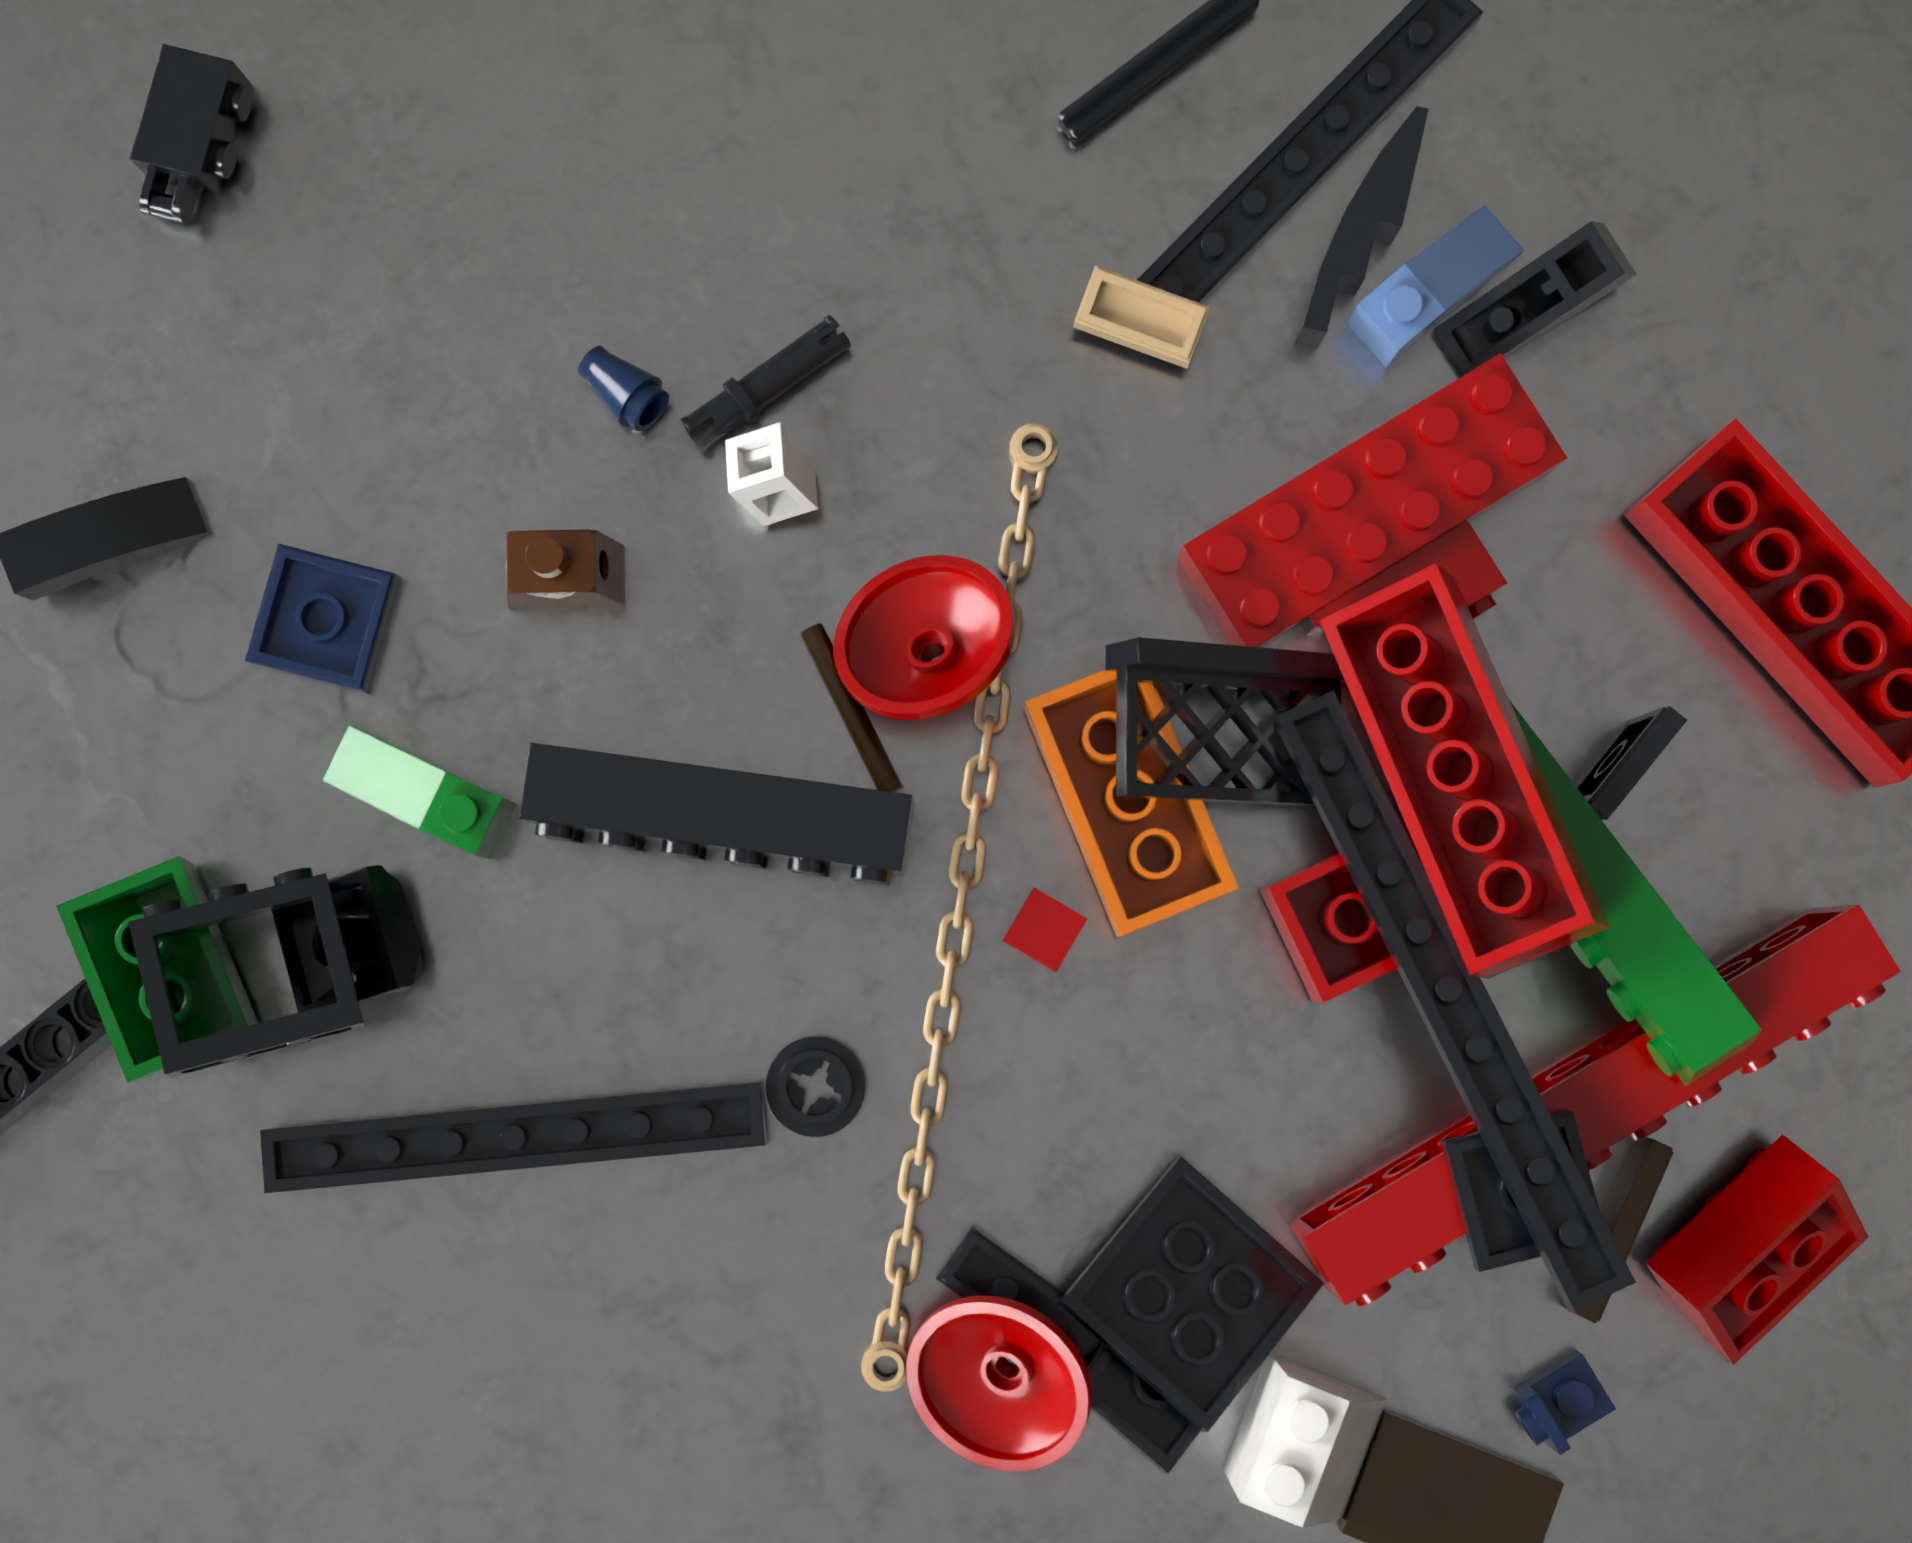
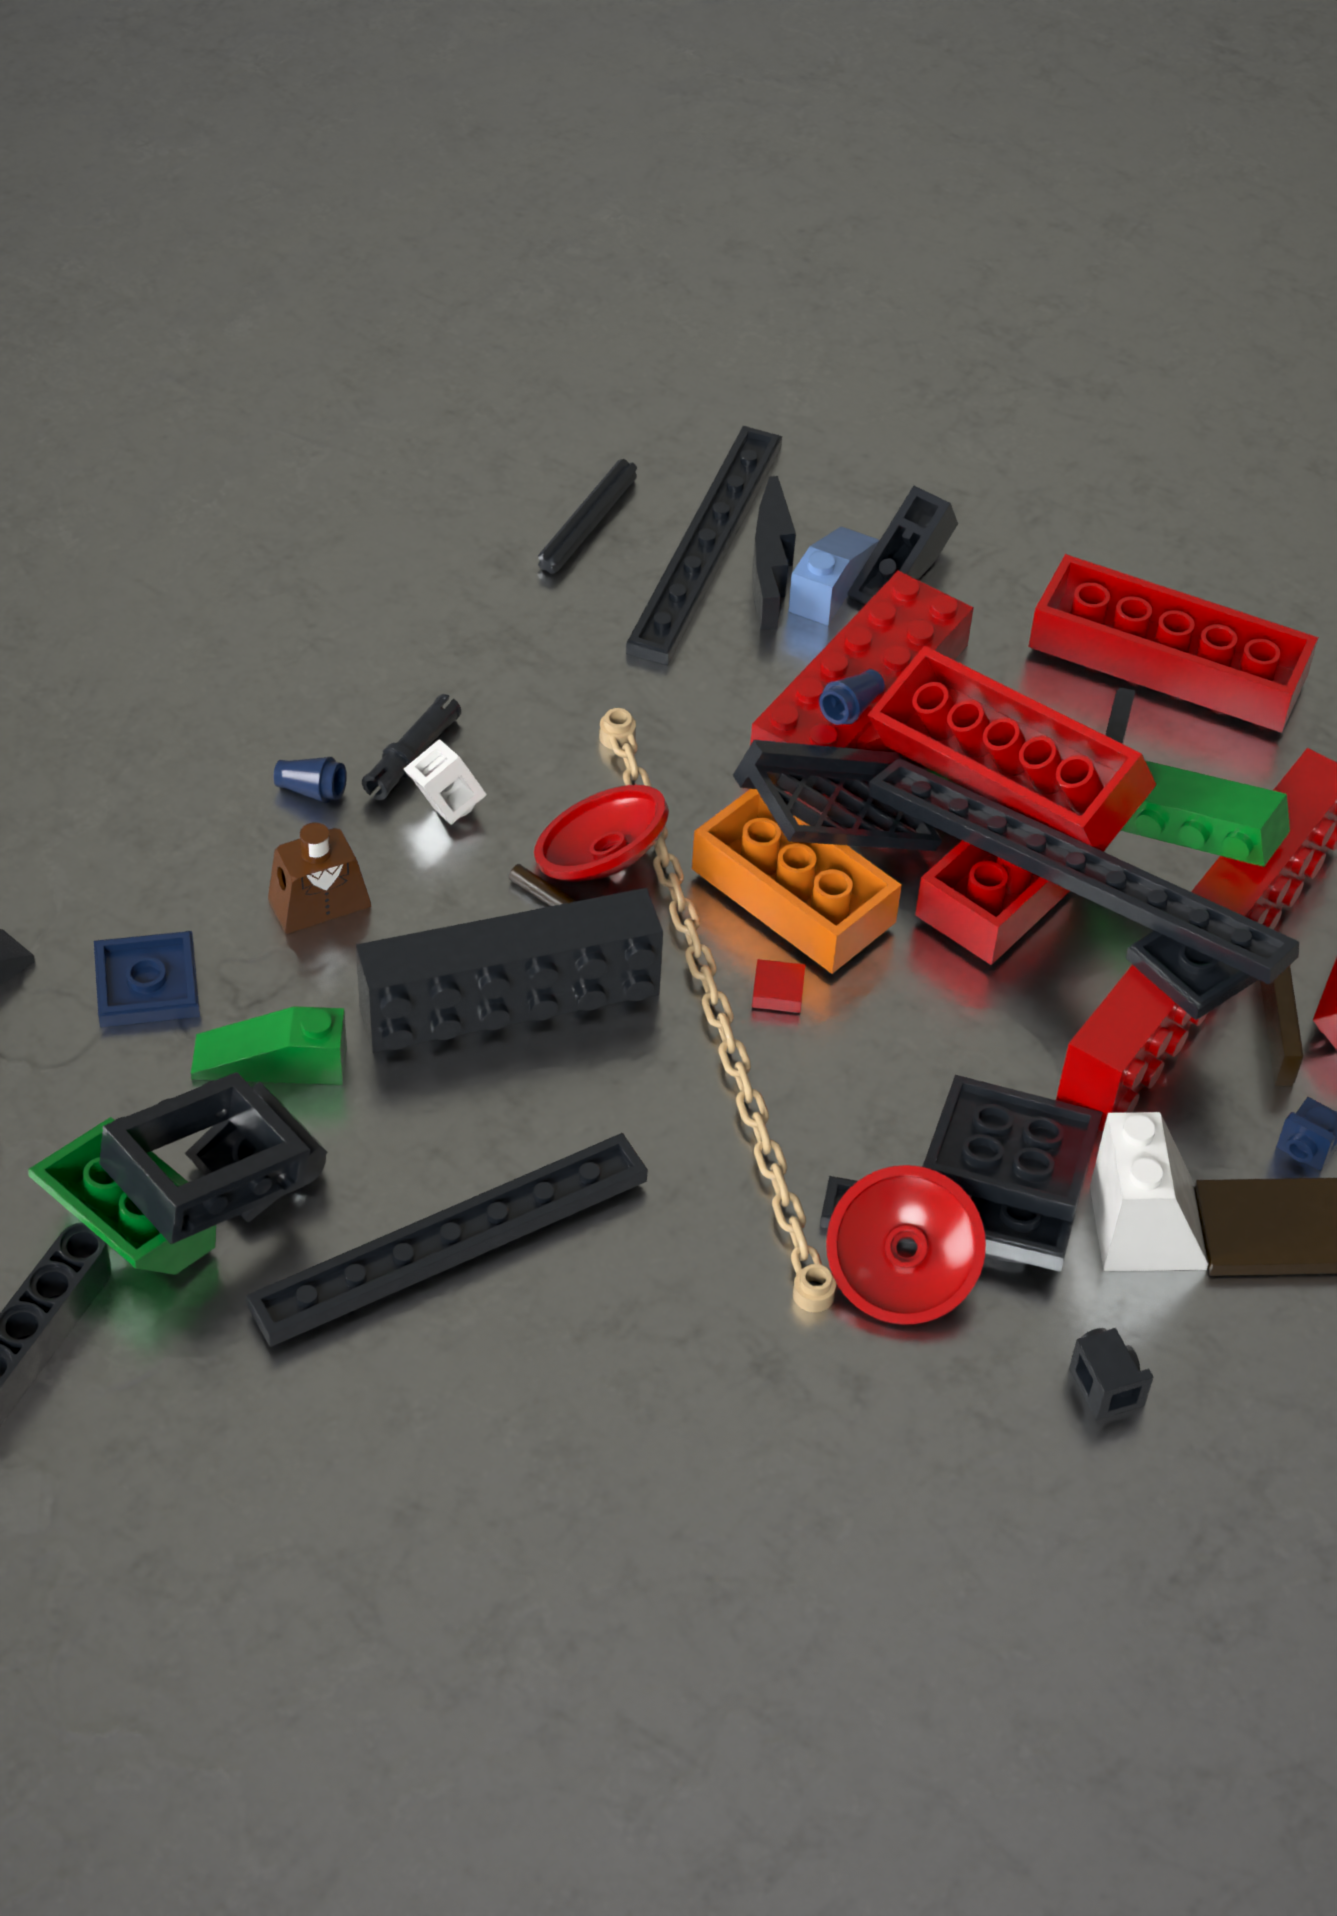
camera: 30 degrees left, 35 degrees down
(787, 1095) = (684, 1124): black gear -> none
(1141, 317) = (652, 634): tan tile -> none
(1315, 576) = (849, 697): none -> dark blue cone

